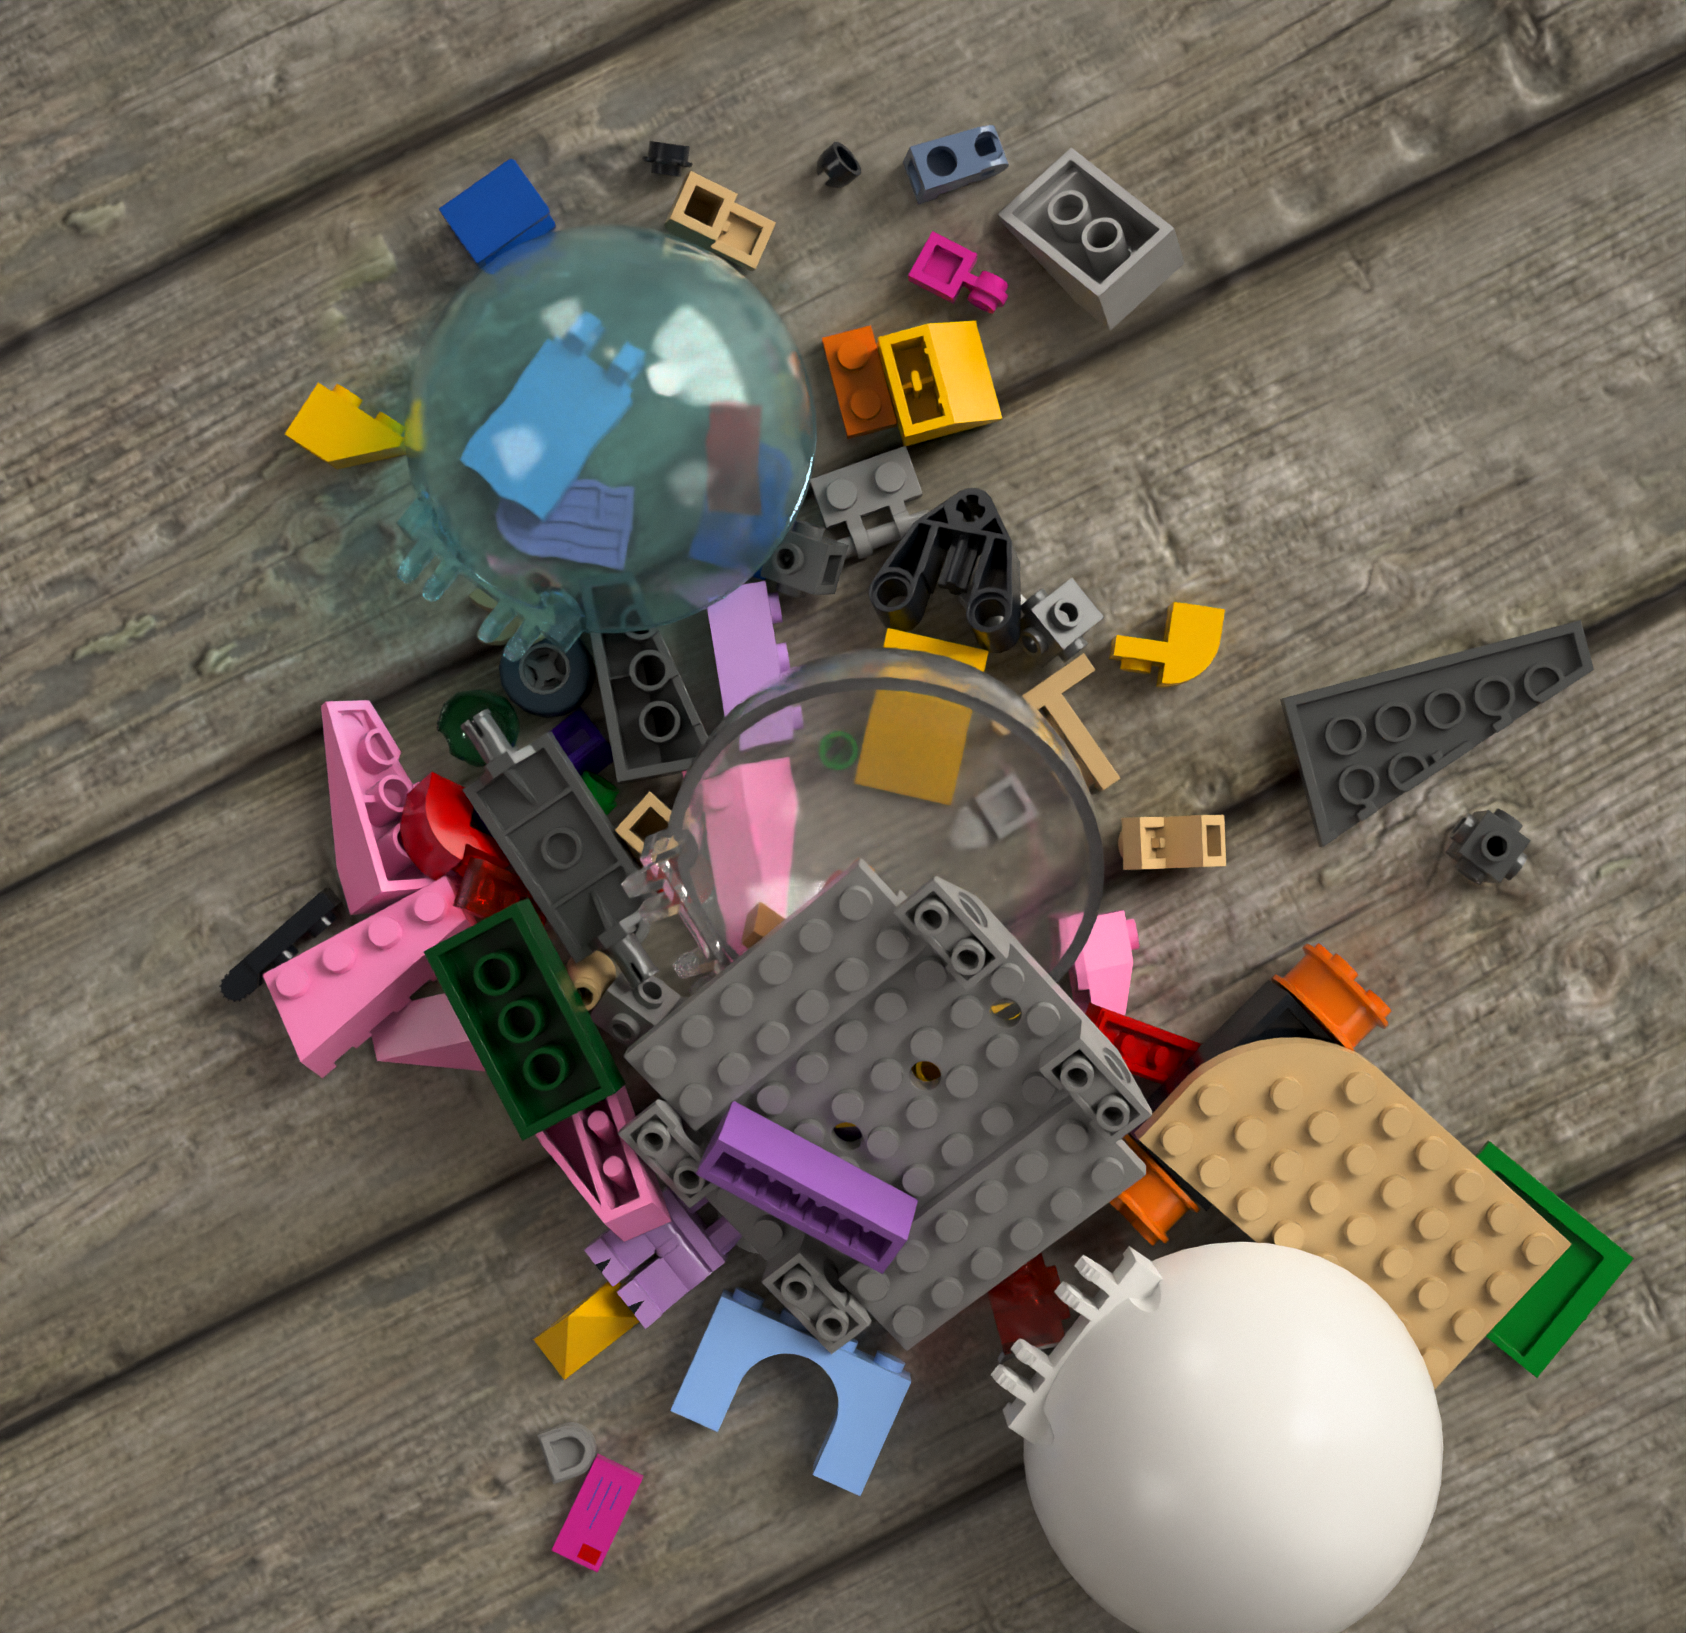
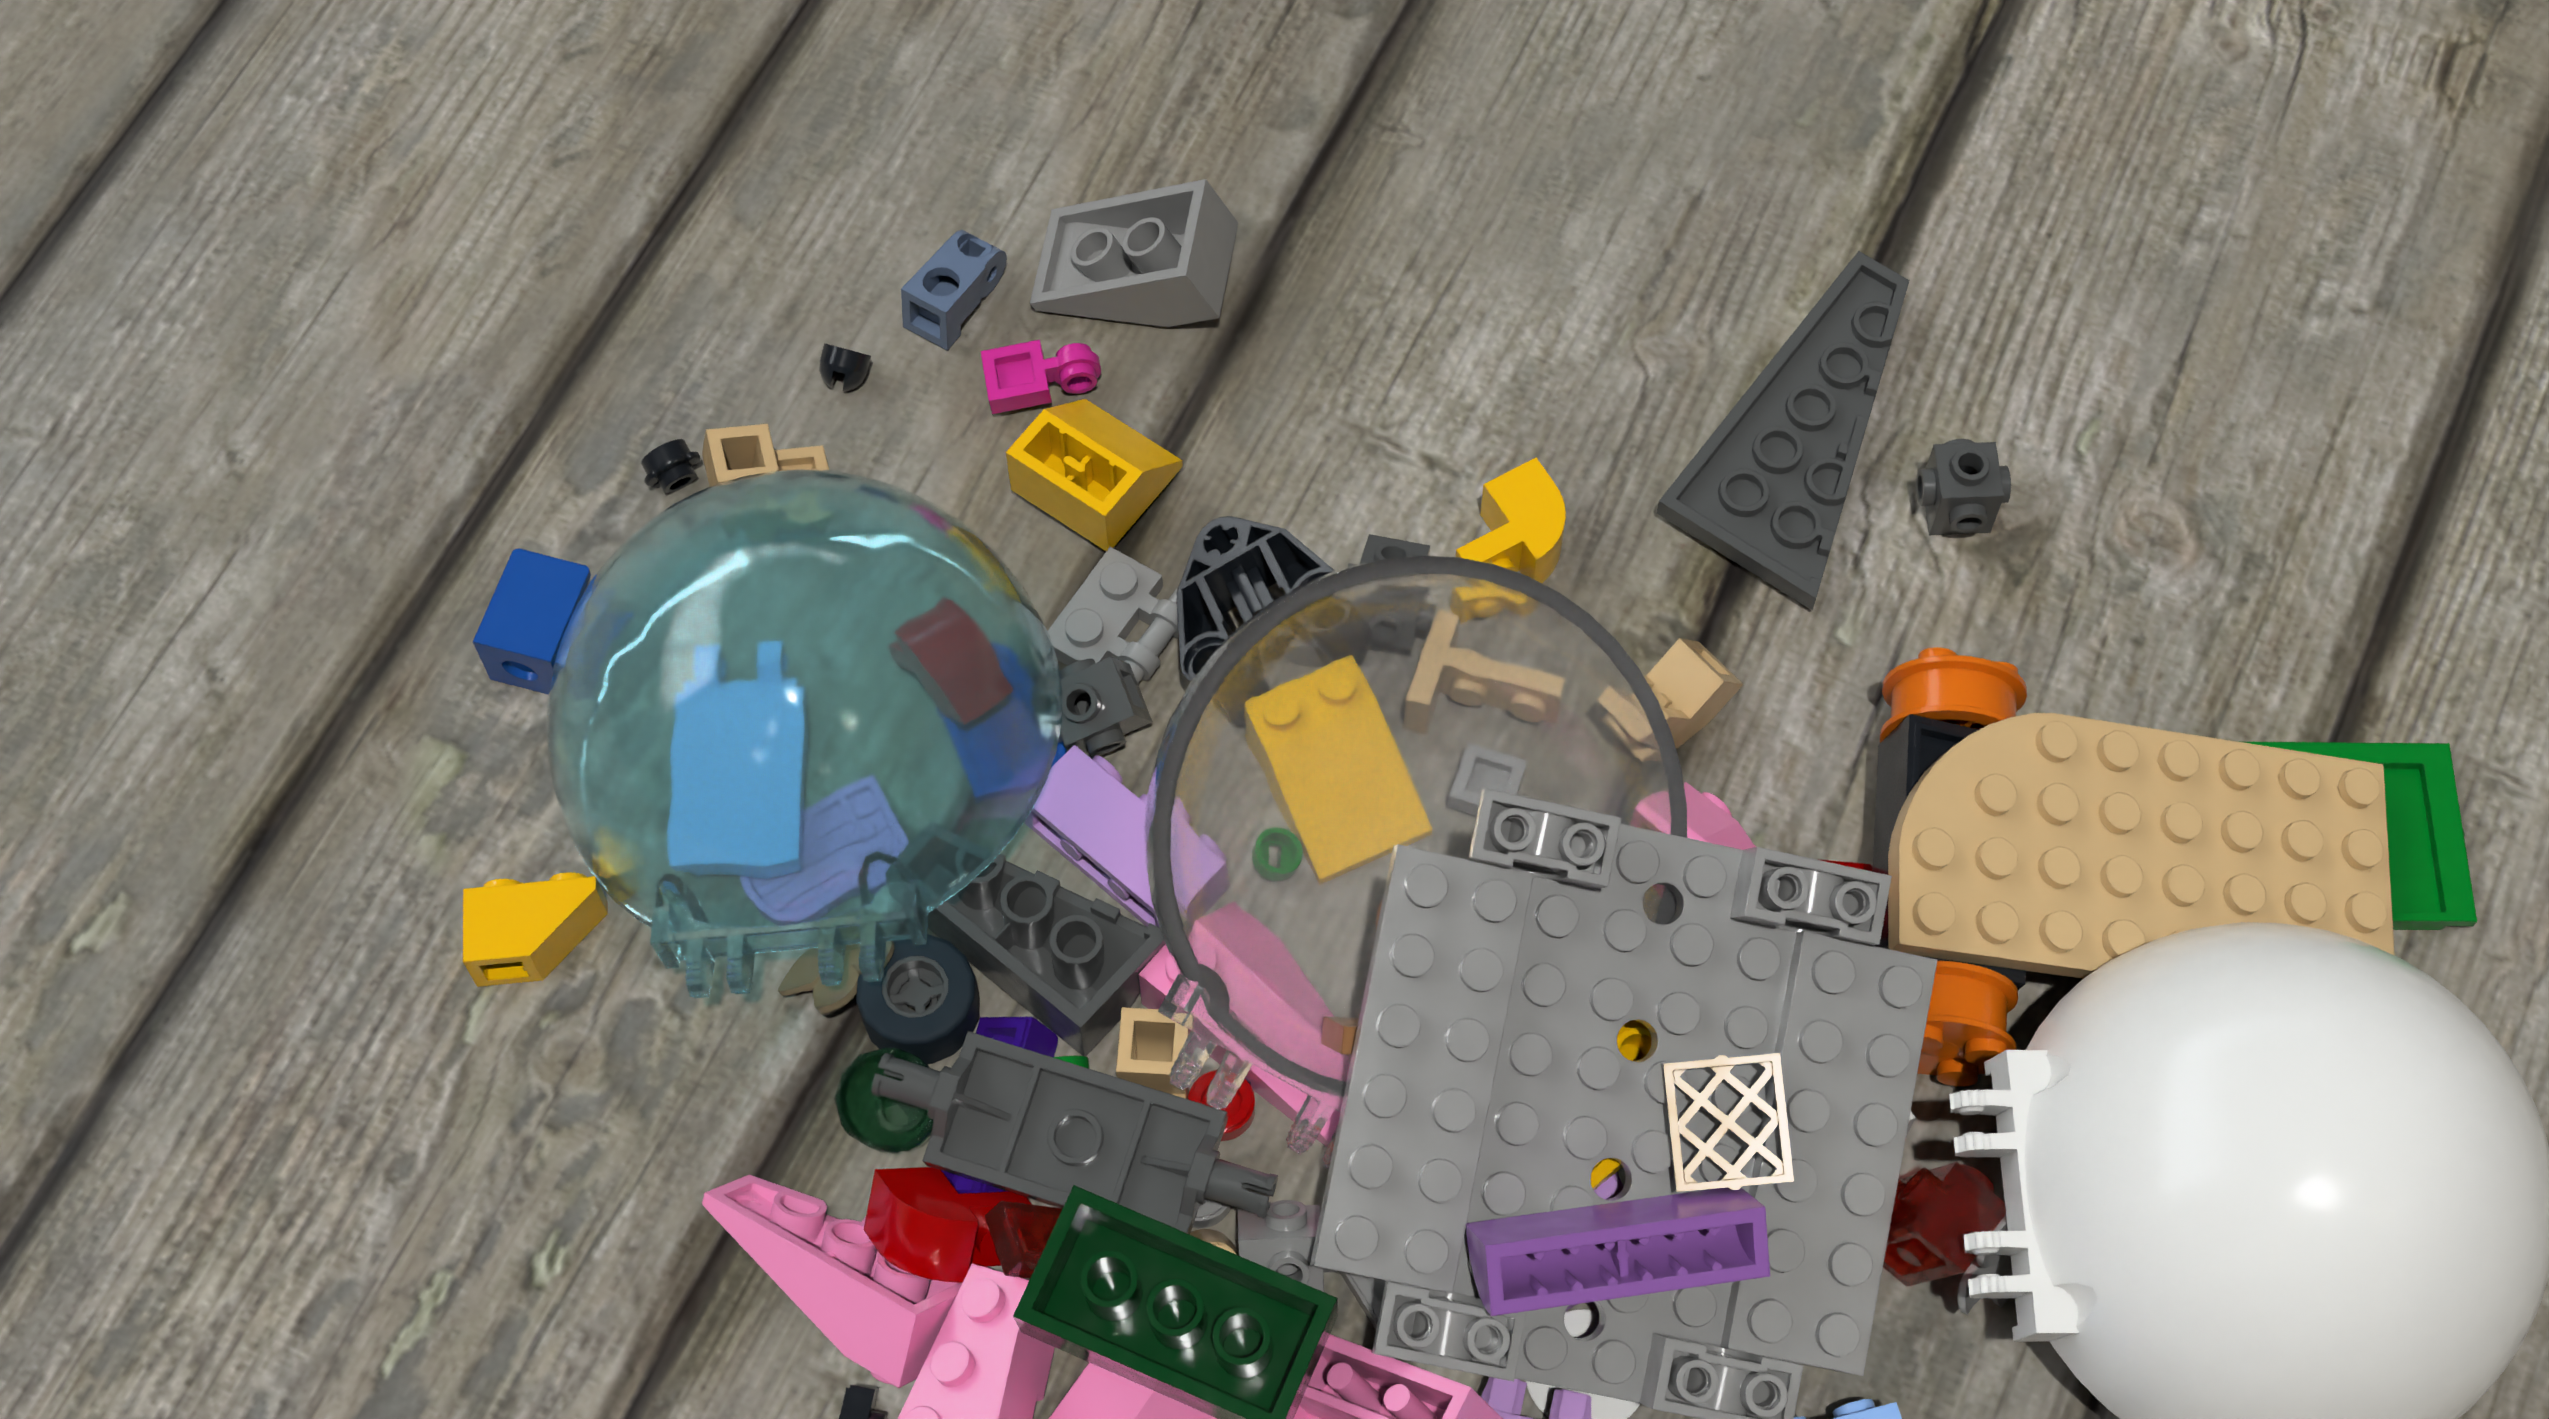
camera: 40 degrees left, 25 degrees down
(859, 382) = (1020, 529): orange plate -> none
(958, 1135) = (1734, 1178): none -> window

